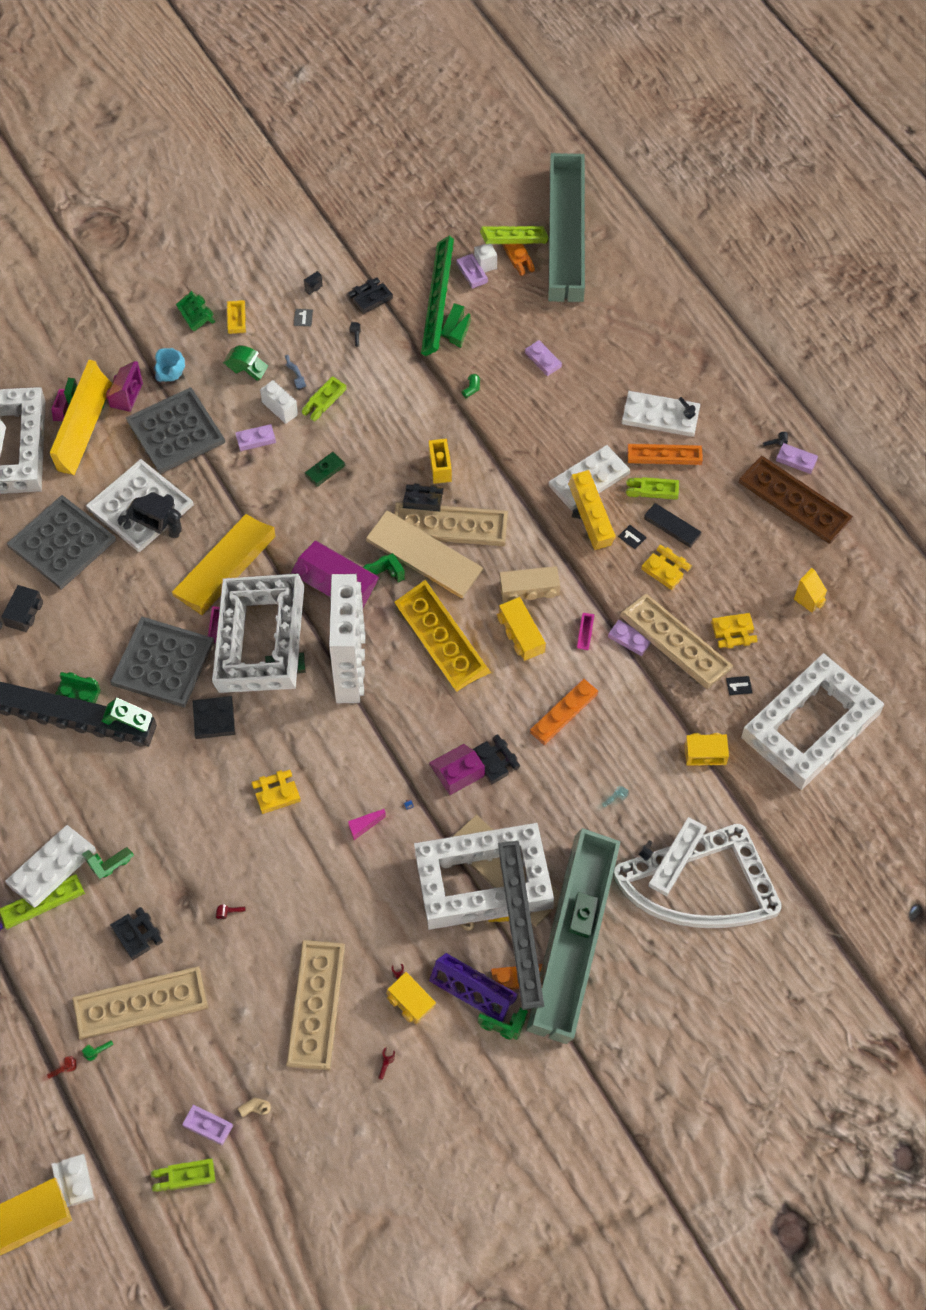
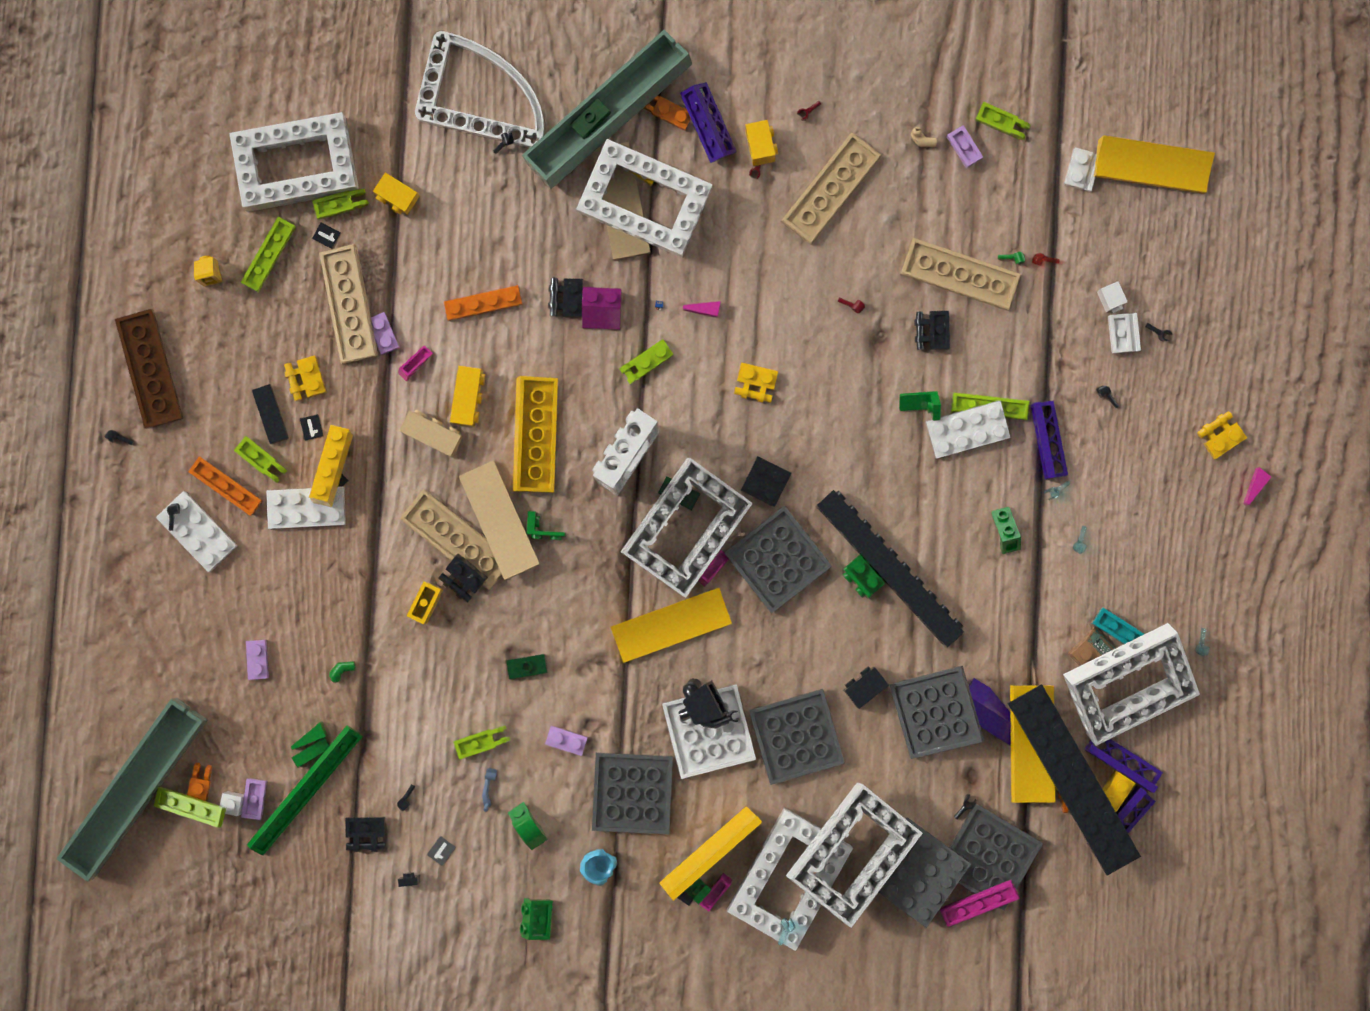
camera: 145 degrees left, 25 degrees up
(125, 387) = (651, 868): magenta slope -> none
(126, 713) = (840, 516): bracket -> none
(236, 317) = (502, 887): yellow plate -> none
(279, 401) = (524, 761): white brick -> none
(320, 562) = (589, 543): magenta slope -> none
(386, 750) = (647, 361): none -> lime plate
(508, 1032) = (693, 76): green bracket -> none
(520, 925) = (646, 131): dark grey tile -> none
(620, 792) = (489, 205): clear light blue hand -> none
(677, 856) = (485, 119): white plate -> none
(734, 625) = (291, 288): yellow plate -> none
(748, 710) = (338, 203): none -> lime hinge
(773, 638) = (268, 254): none -> lime plate
(797, 458) = (114, 409): lavender plate -> none

